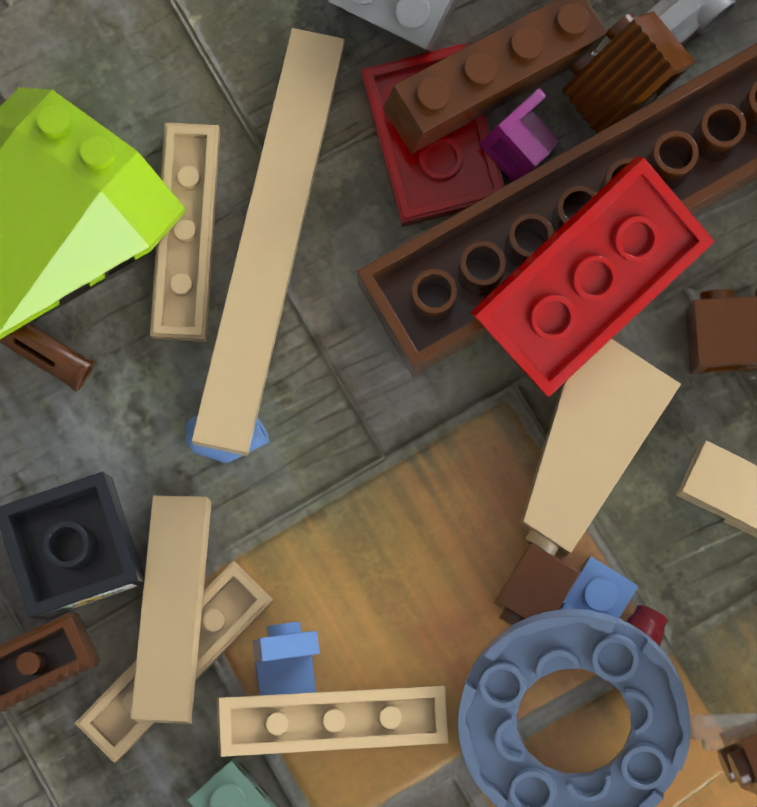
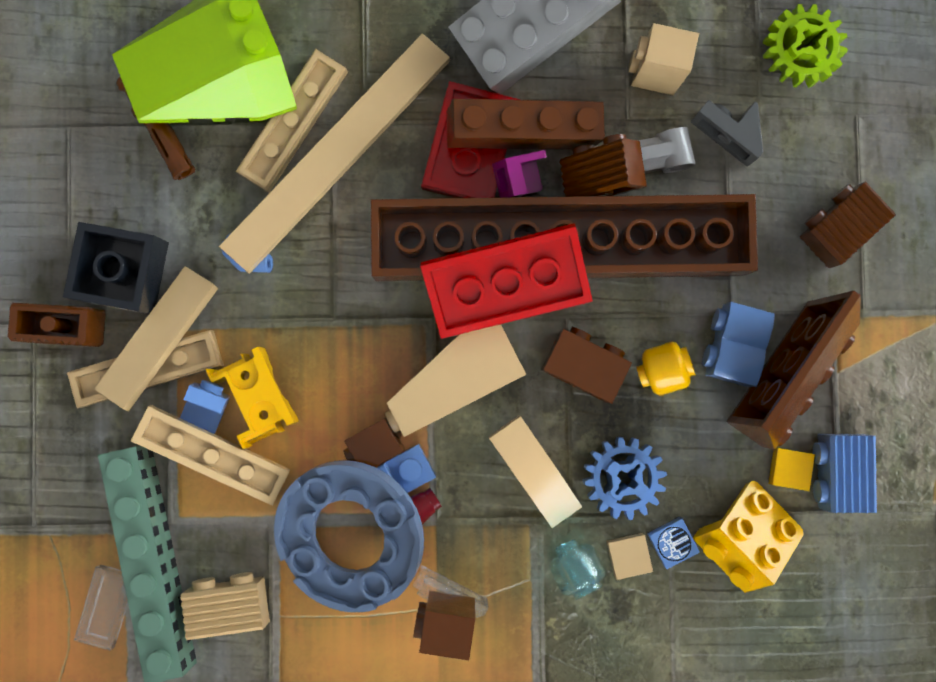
camera: 25 degrees right, 5 degrees up
(346, 608) = (256, 396): none -> yellow piece

